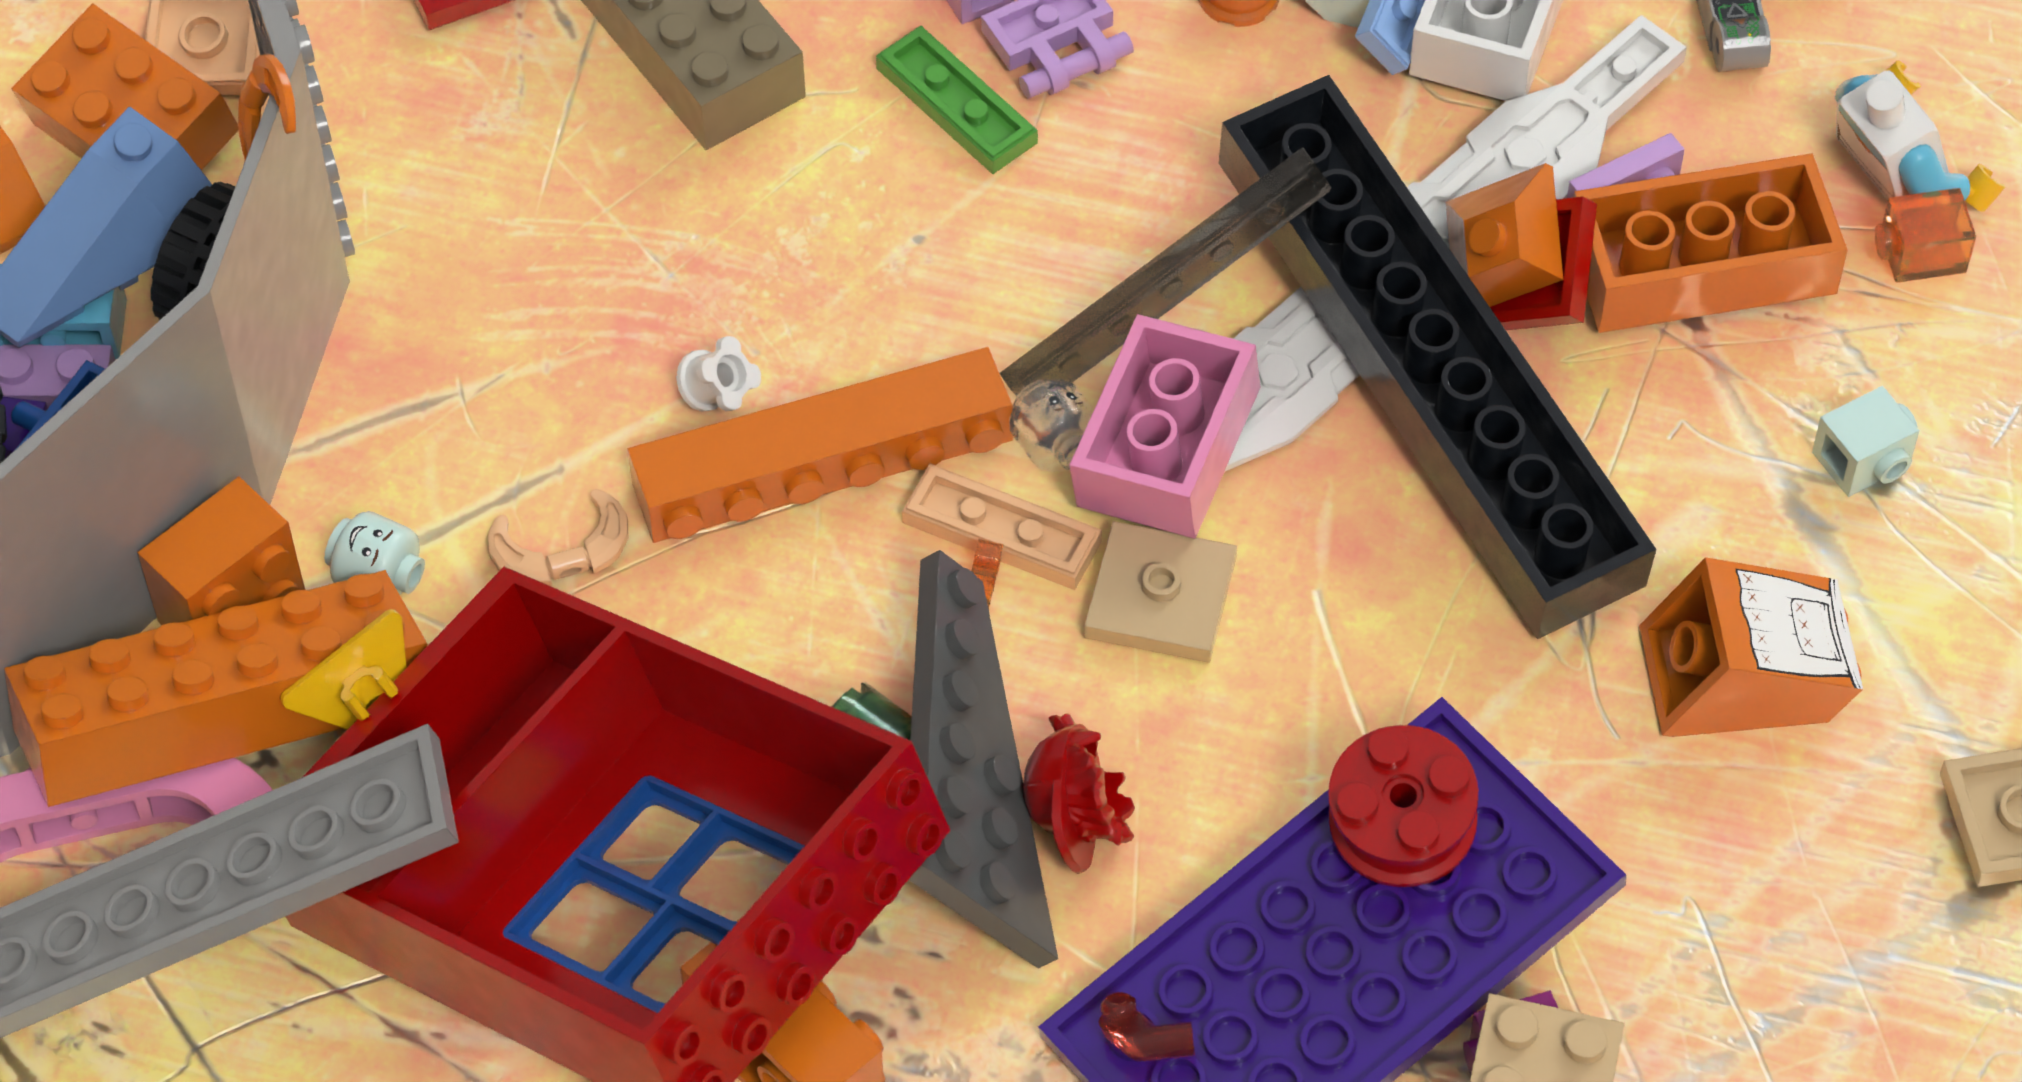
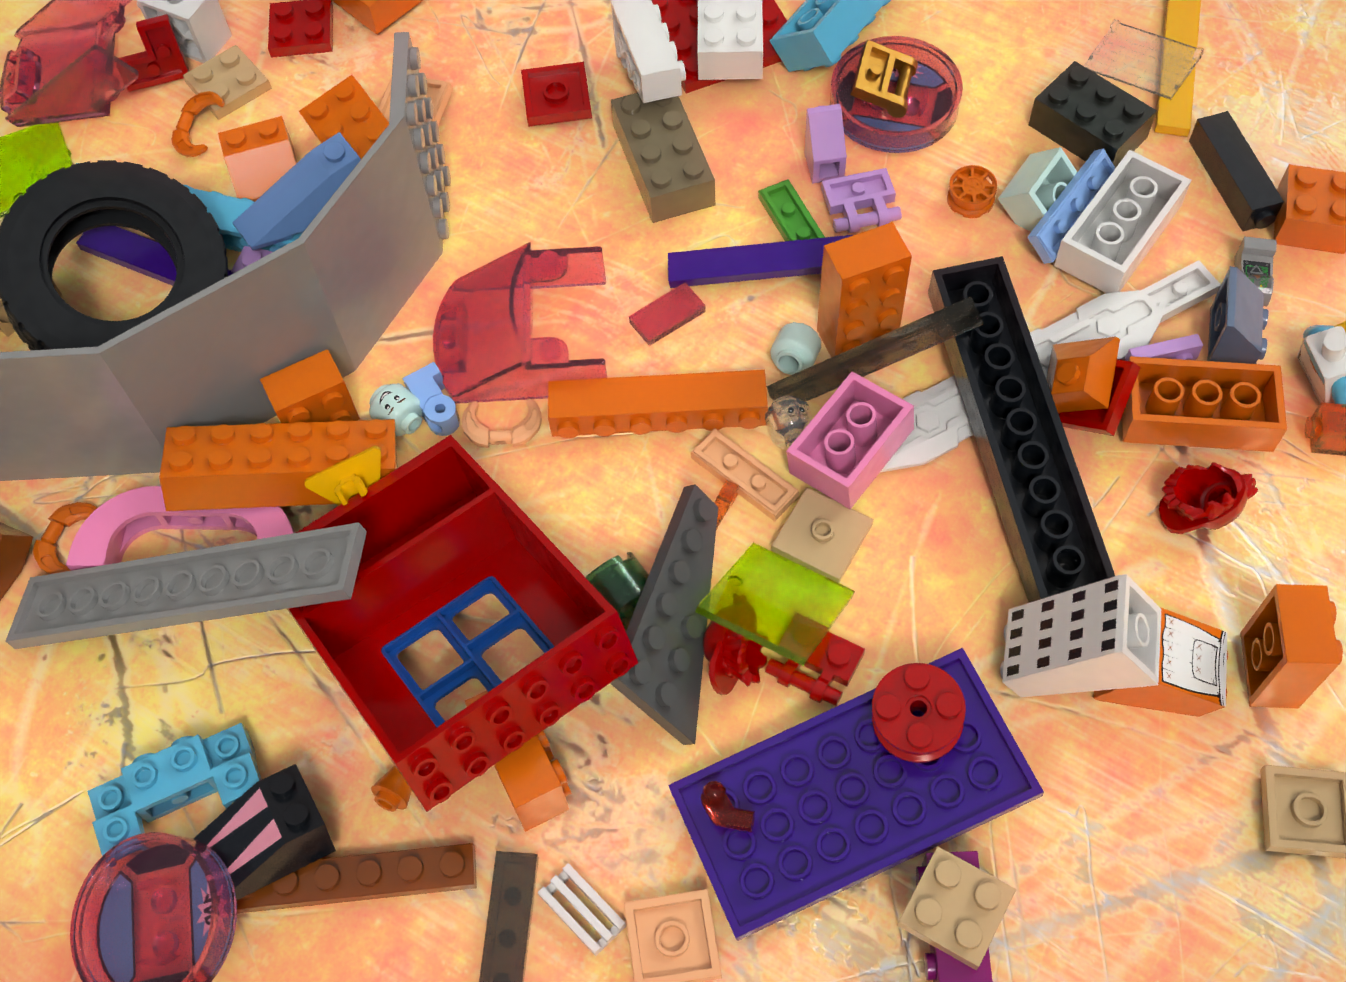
camera: 20 degrees right, 5 degrees up
(265, 79) = (379, 132): orange piece -> none
(445, 539) = (437, 409): none -> light blue leg
(492, 388) = (487, 326): none -> clear pink windscreen
(717, 377) = (614, 349): white brick -> none
(785, 296) = (667, 314): none -> clear pink tile
(936, 168) = (747, 262): none -> dark purple tile
(1025, 302) = (795, 348): none -> light aqua head
(1117, 178) = (862, 288): none -> orange brick
(1125, 704) = (776, 603): none -> clear neon green piece
(1215, 772) = (833, 659): none -> red plate
(1621, 639) = (1083, 640): none -> white slope
(1727, 98) = (1237, 321): none -> sand blue slope
(1748, 386) = (1204, 497): none -> red hair
(1866, 441) = (1268, 548): light aqua brick -> none
(1933, 573) = (1290, 646): none -> orange brick

